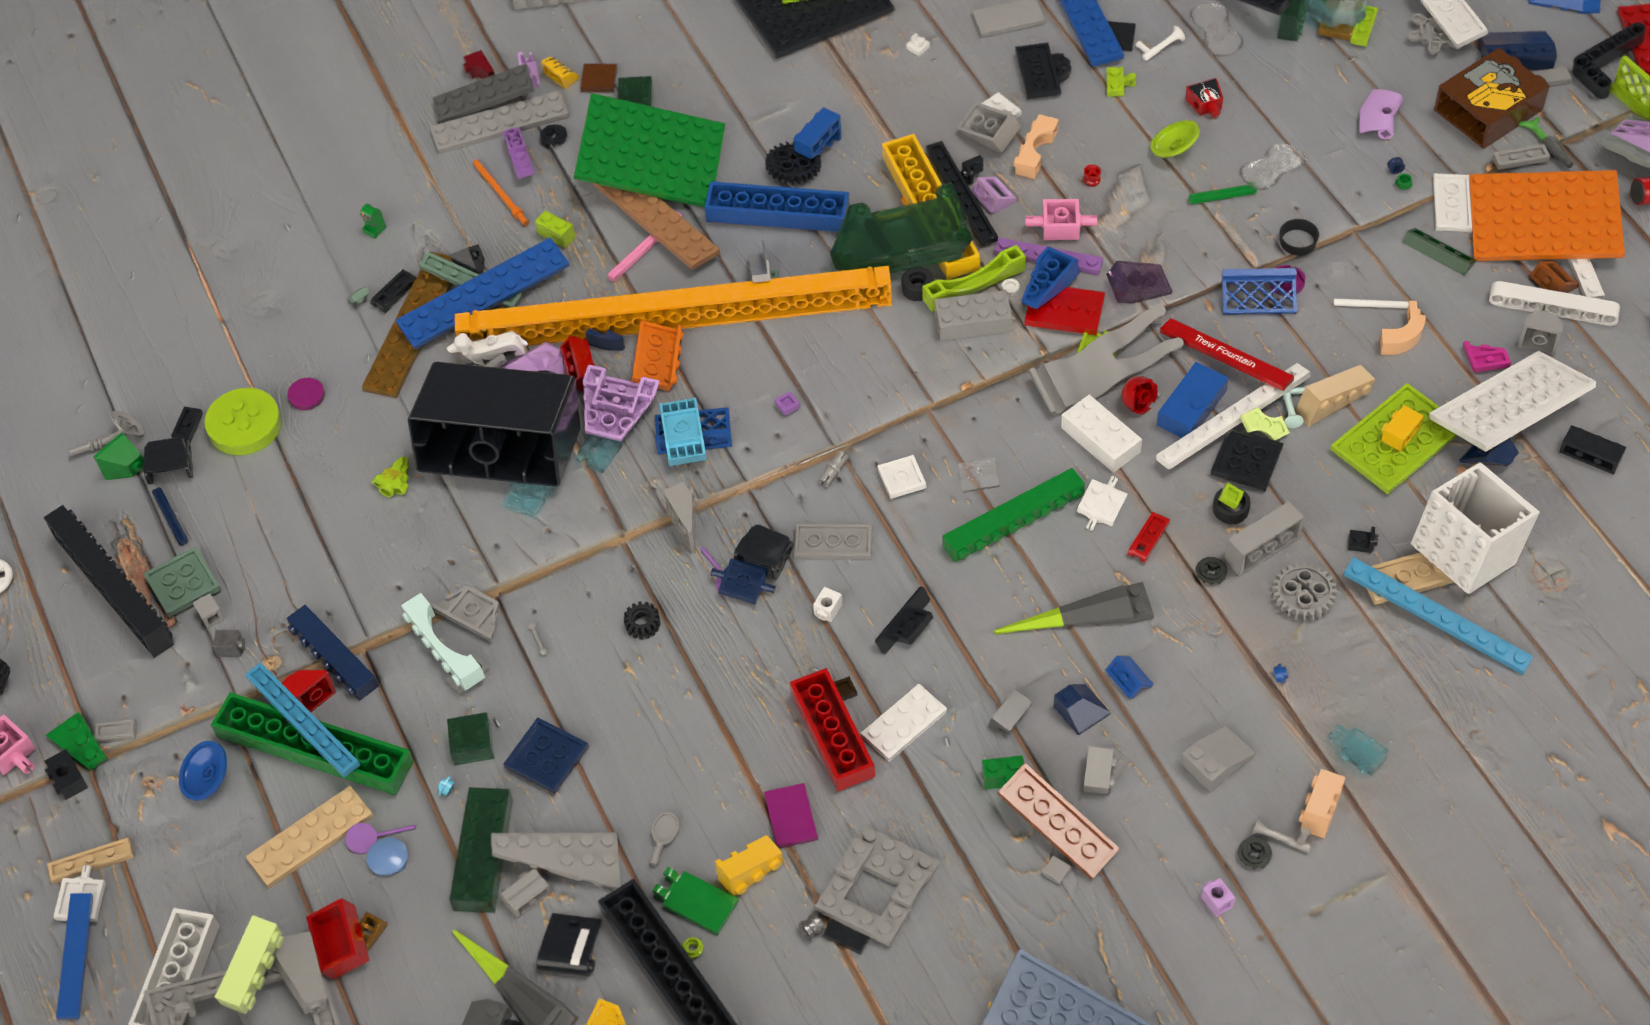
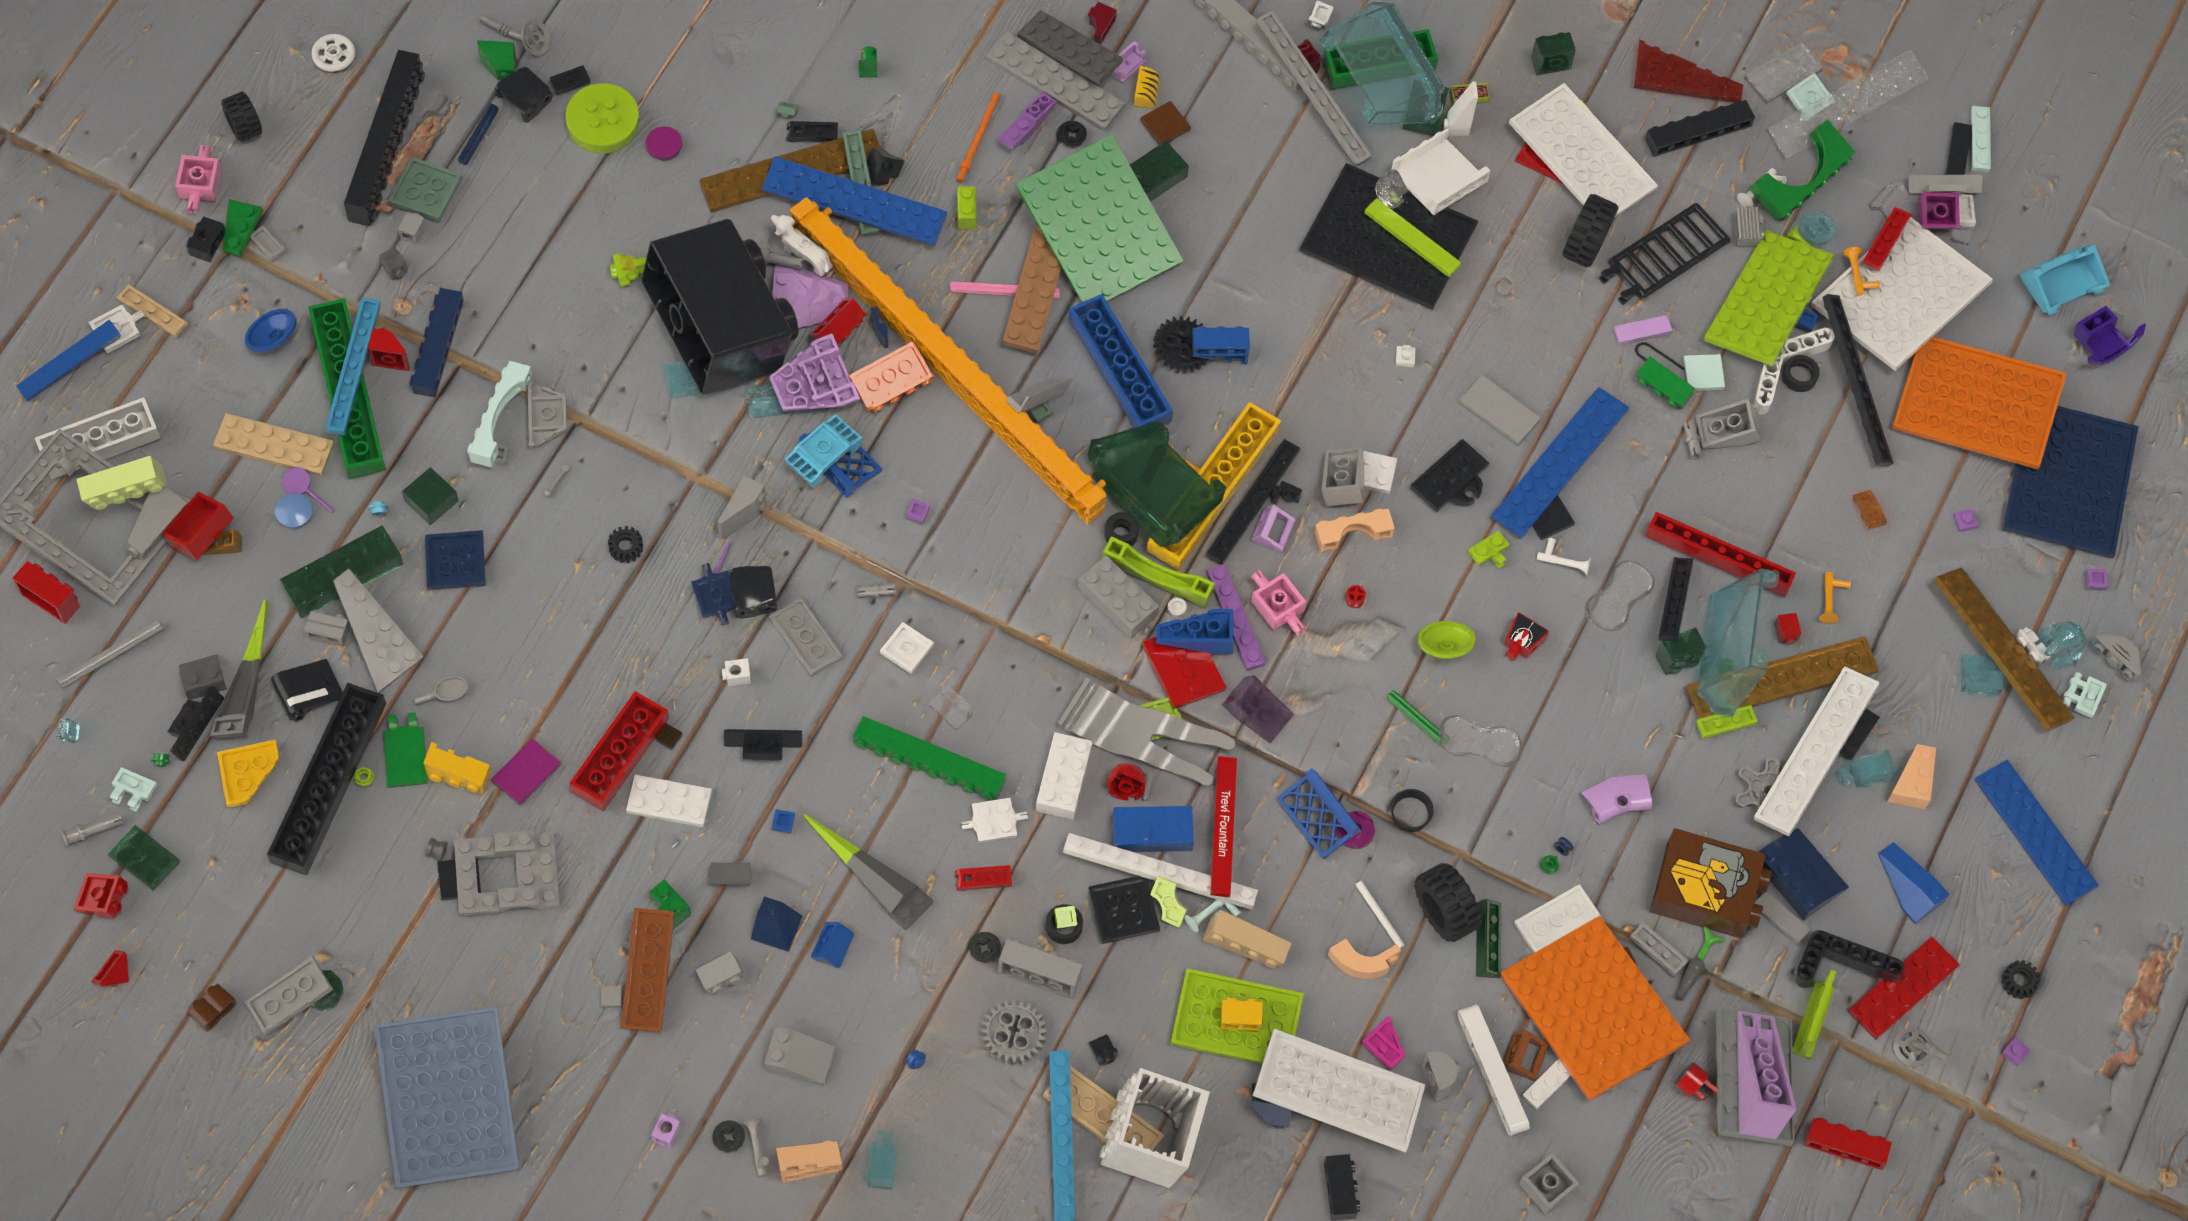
camera: 45 degrees right, 10 degrees up
(989, 648) = (783, 821): none -> blue plate
(1399, 230) = (1448, 902): none -> black tyre

